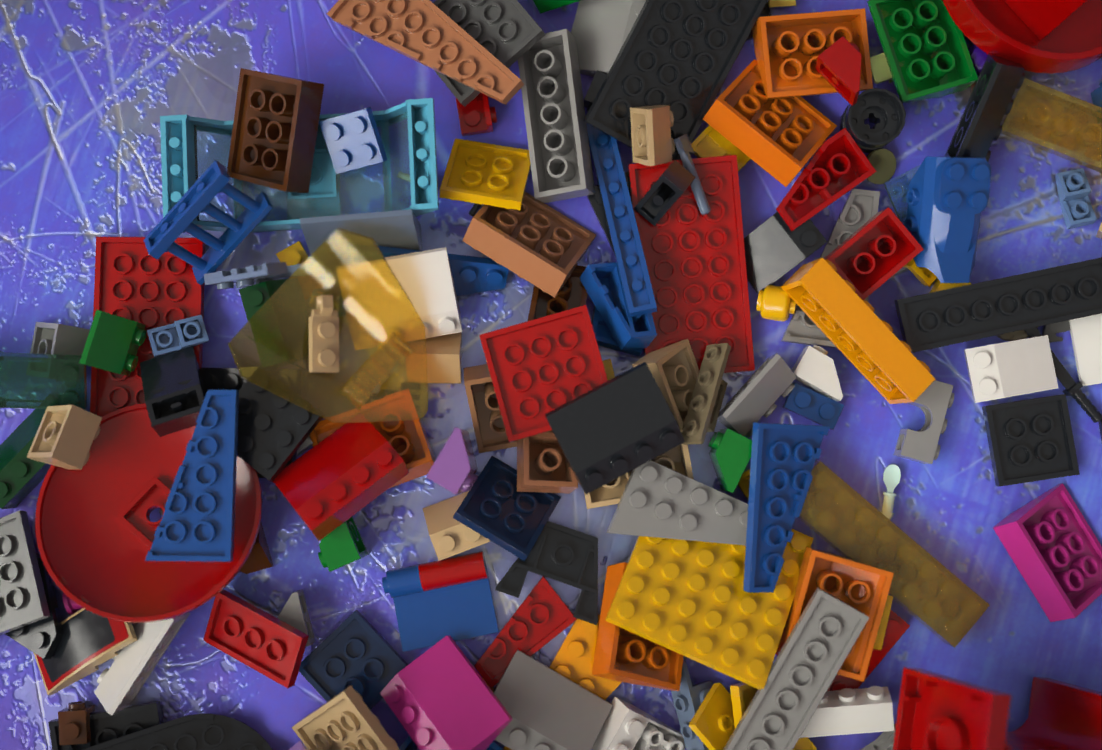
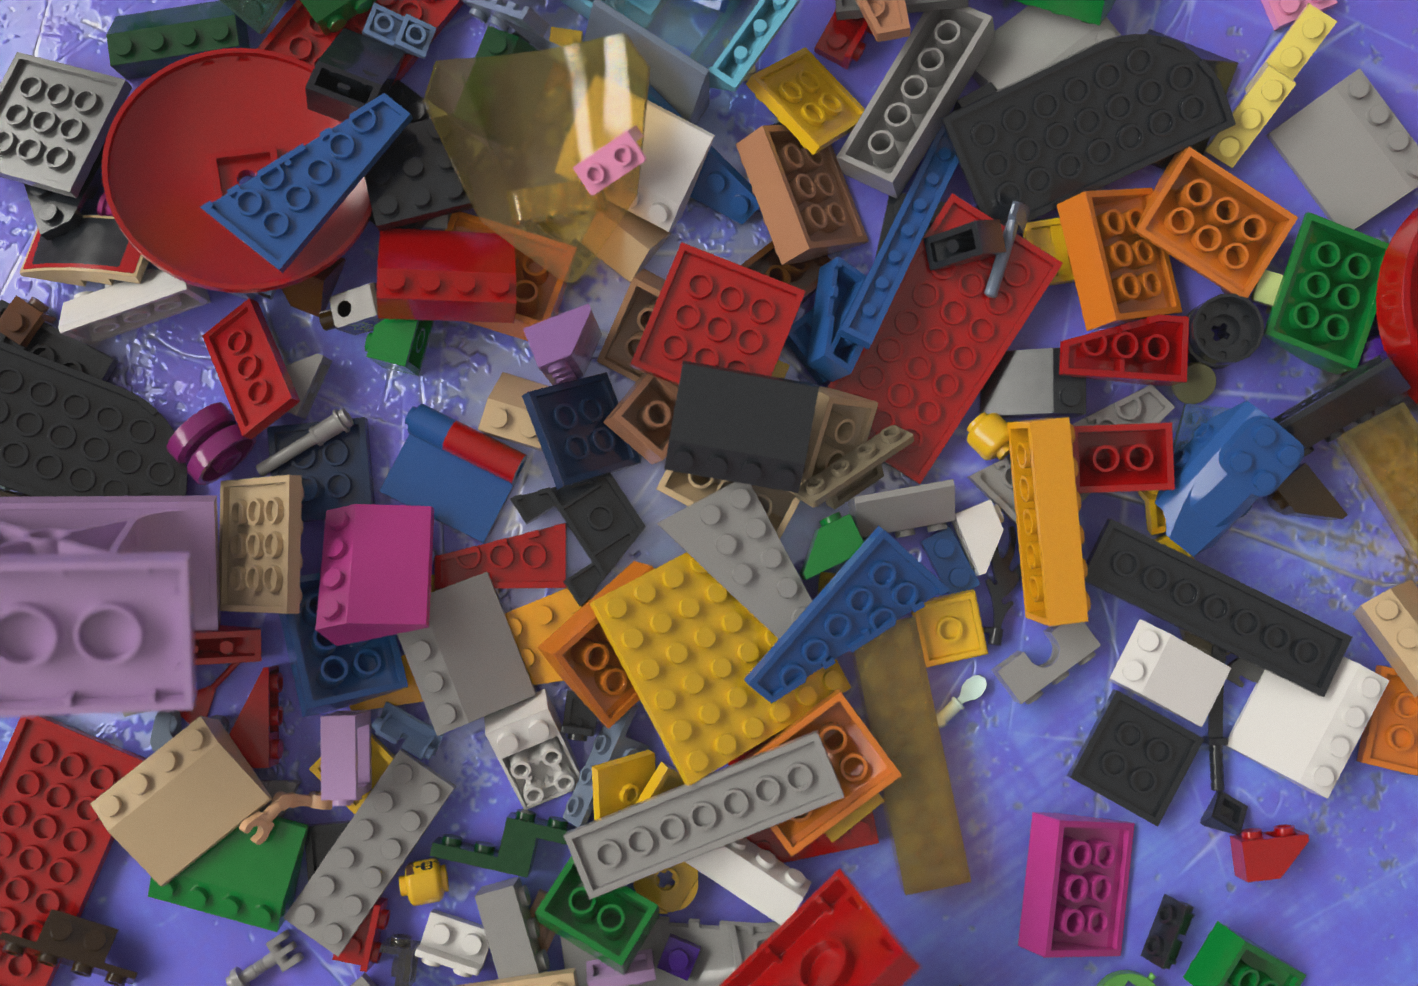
camera: 35 degrees right, 0 degrees up
(65, 437) = (219, 40): tan slope -> none
(267, 709) = (210, 444): none -> magenta wheel
(293, 546) = (352, 310): none -> torso
(324, 337) = (532, 130): tan hinge -> none
(335, 646) = (318, 434): none -> light grey pin
(394, 319) = (611, 161): none -> bright pink bracket
(652, 134) = (997, 179): tan slope -> none
(654, 700) = (578, 719): none -> black bracket
(842, 68) = (1229, 253): red slope -> none
(848, 449) = (951, 628): none -> yellow plate
(860, 391) = (1005, 583): none -> black piece
(1009, 185) = (1305, 496): none -> dark brown slope
(1073, 198) = (1359, 560): medium blue slope -> none

